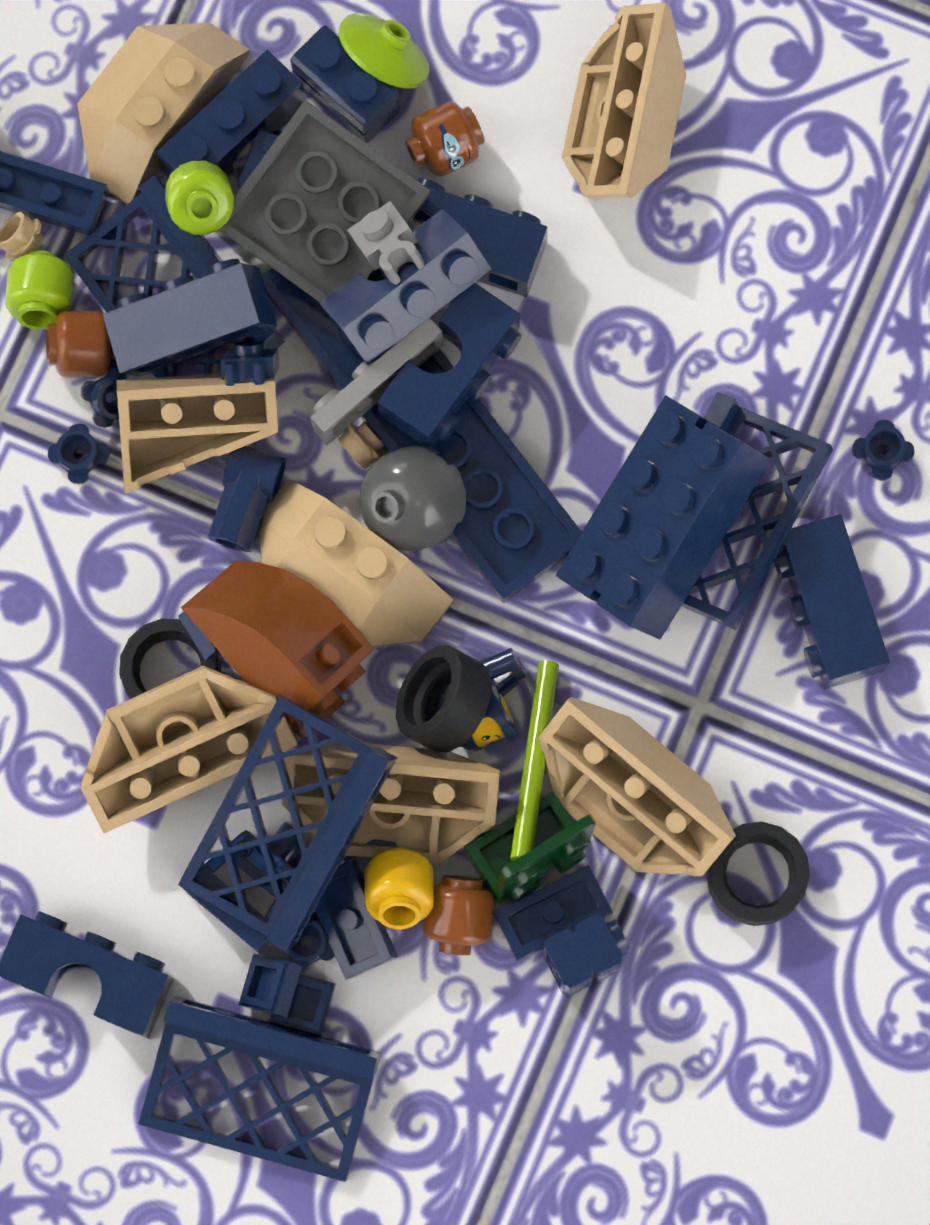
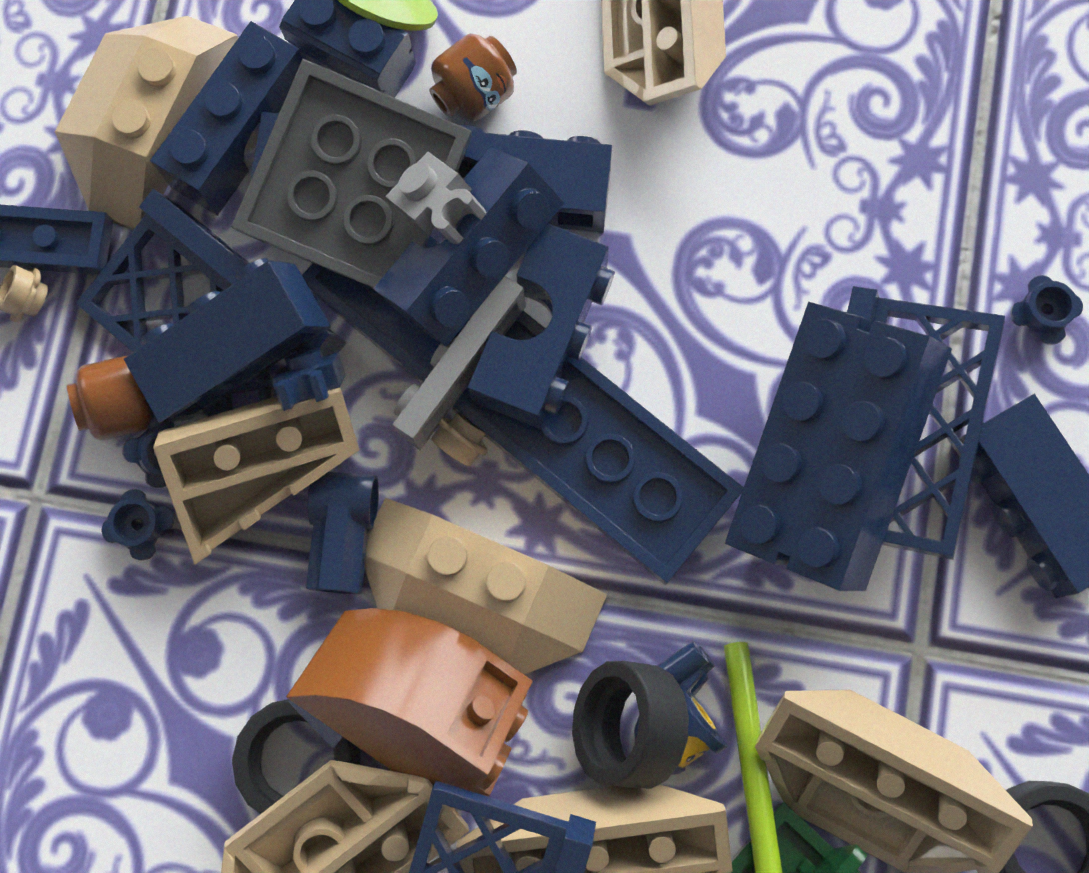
camera: 10 degrees left, 0 degrees up
(38, 289) = (51, 346): lime head -> none
(199, 197) = (205, 198): lime head -> none
(412, 498) = (534, 490): dark grey cylinder -> none

